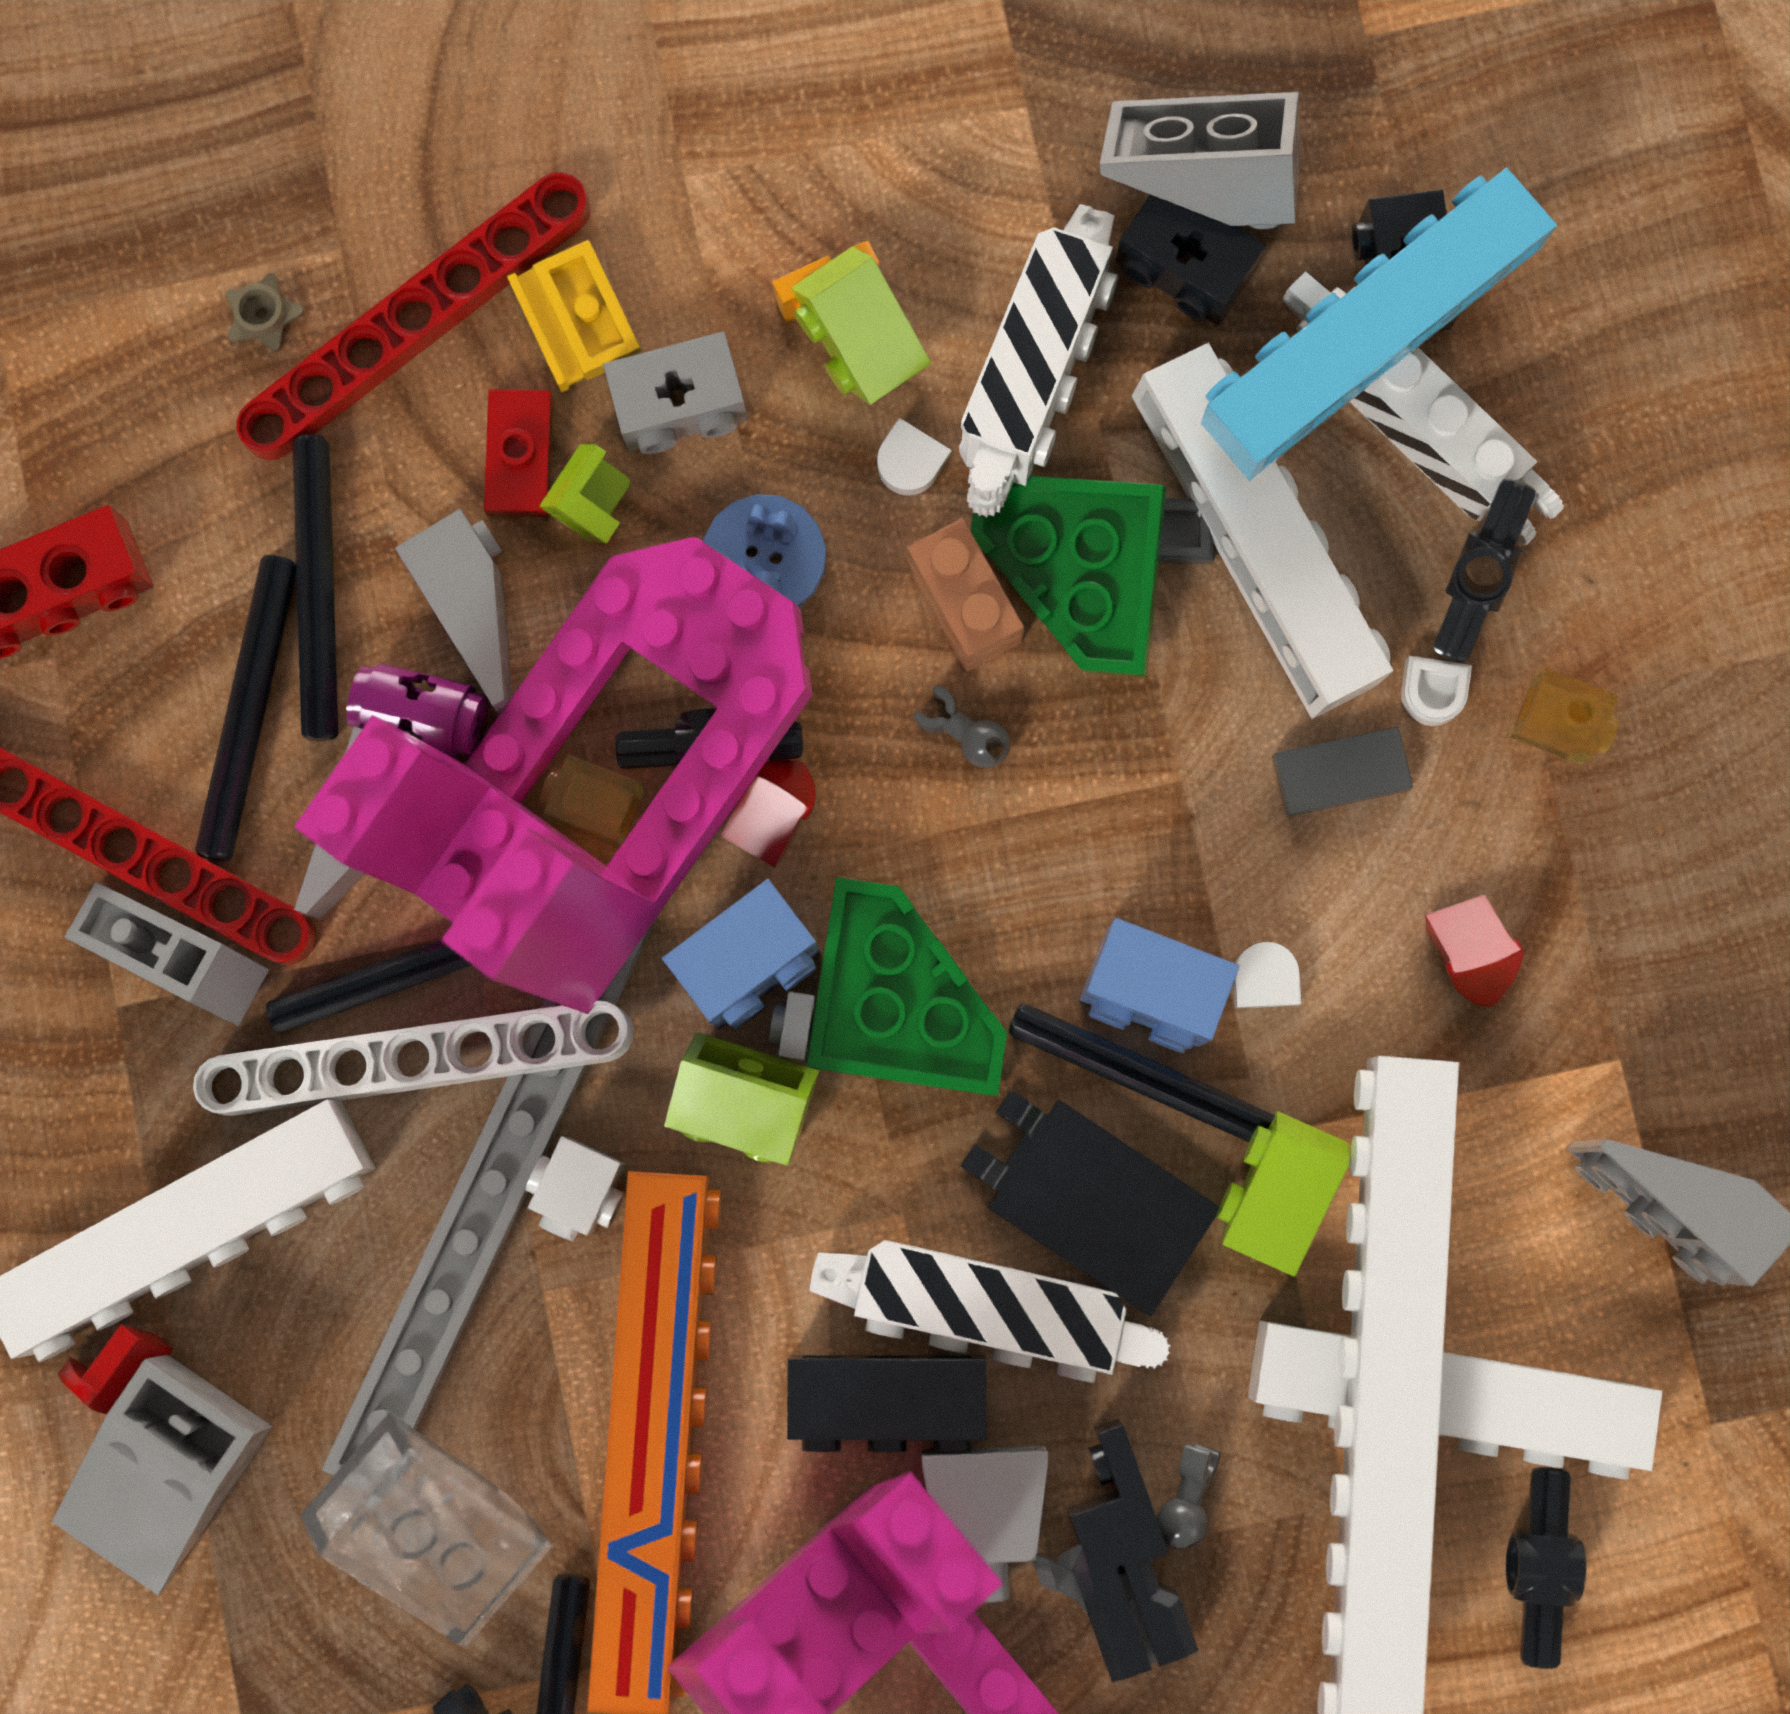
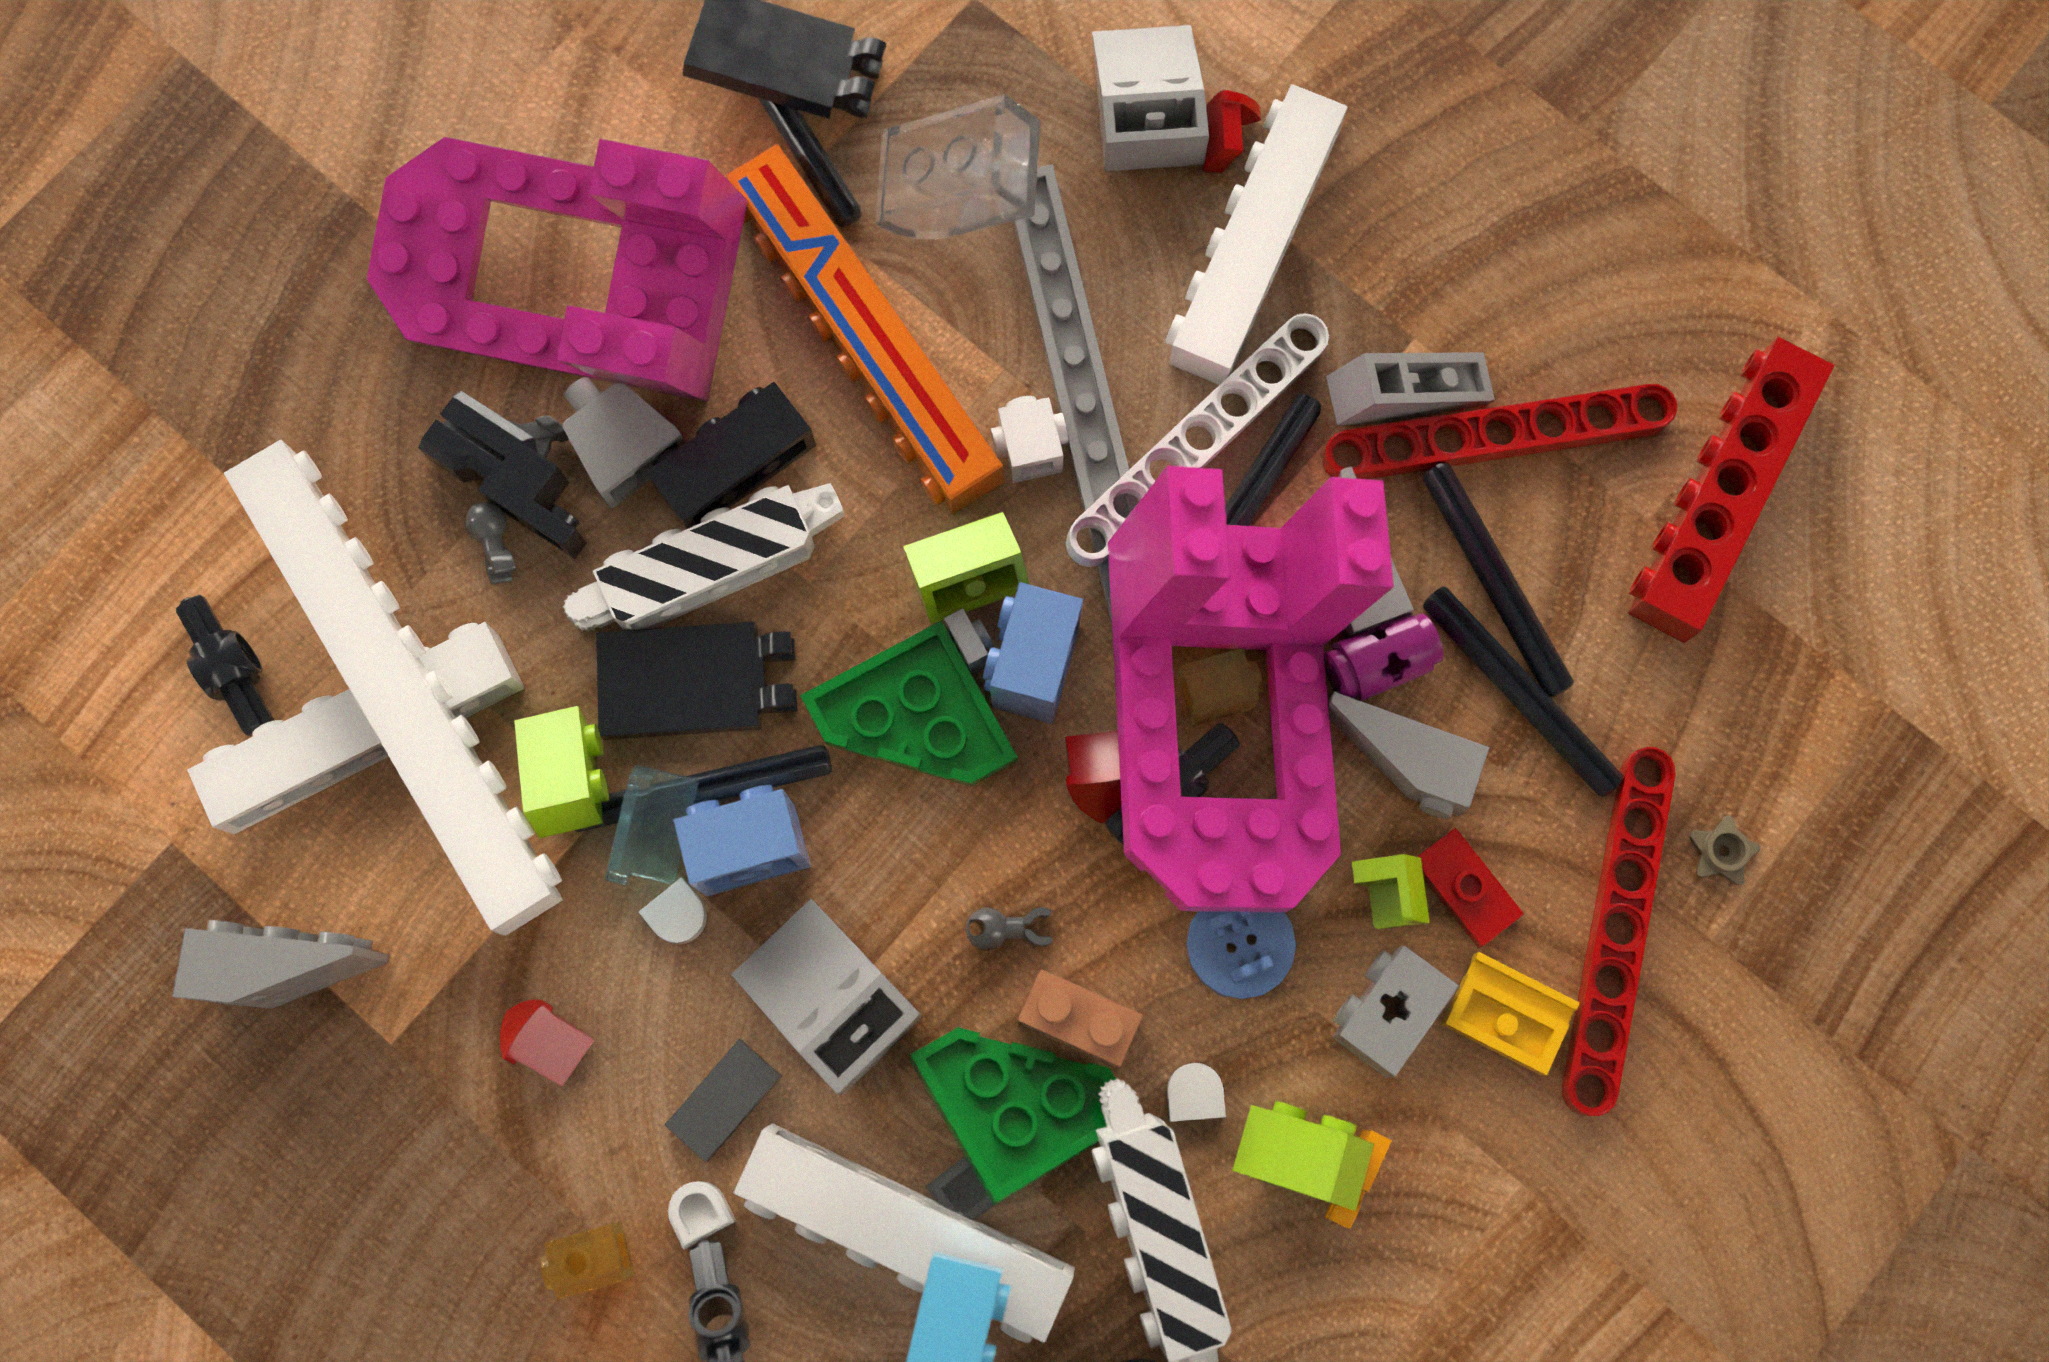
camera: 140 degrees right, 5 degrees down
(1181, 787) = (826, 997): none -> light grey slope
(1232, 1074) = (646, 832): none -> clear light blue panel

